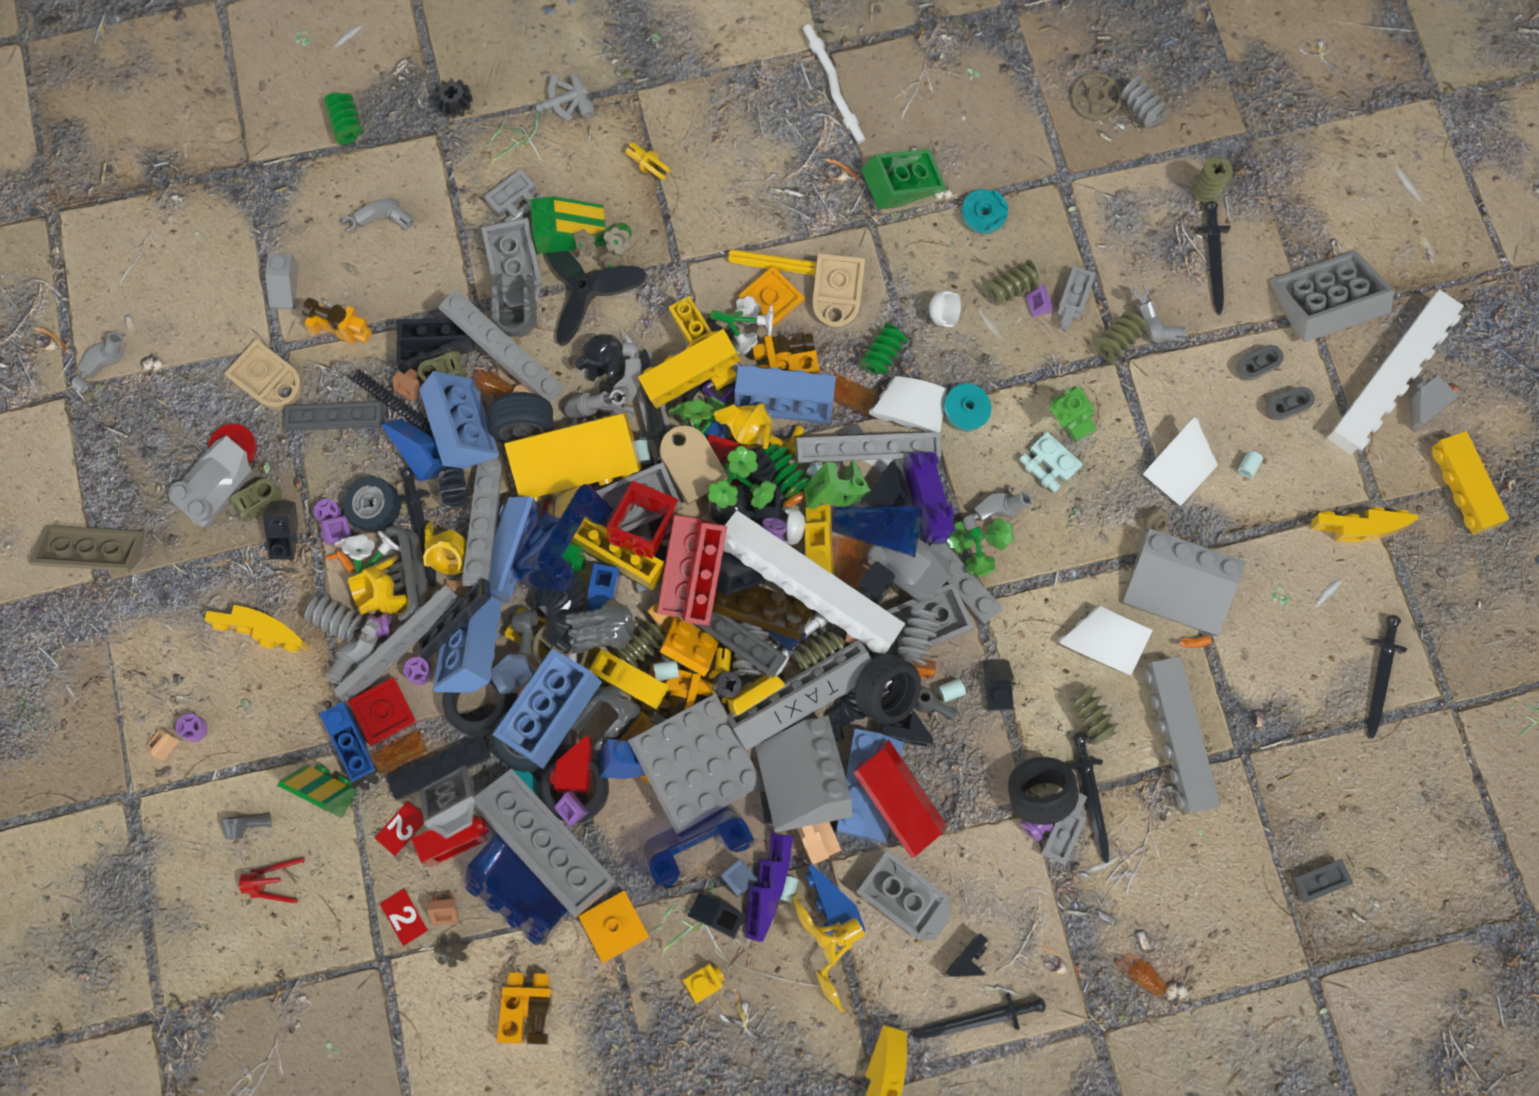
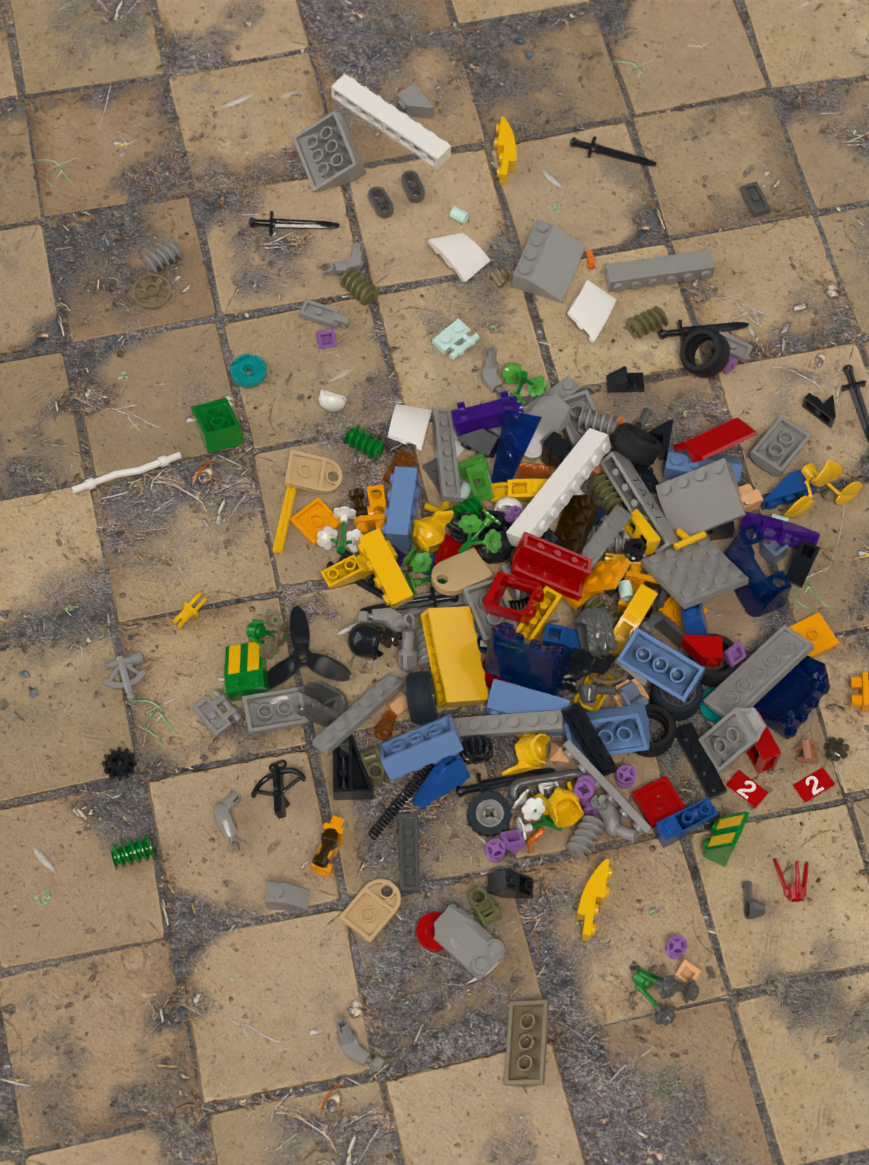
camera: 90 degrees left, 10 degrees down
(120, 706) = (668, 988): none -> dark grey plant
(392, 613) = (589, 785): none -> medium lavender wheel
(400, 752) = (690, 785): clear orange plate -> none
(407, 384) = (384, 791): nougat tile -> none
(410, 266) = (277, 773): none -> black piece
(704, 982) = (847, 575): yellow bracket -> none
(747, 756) = (687, 539): none -> yellow piece
(951, 690) = (630, 411): light aqua hinge -> none
(959, 414) = (412, 390): teal plate -> none
(1013, 282) = (312, 352): olive piece -> none
(1076, 407) = (422, 314): bright green tile -> none
(1147, 977) = (825, 304): clear orange cone -> none
(1212, 179) = (235, 216): olive piece -> none
(1469, 483) = (475, 87): yellow brick -> none

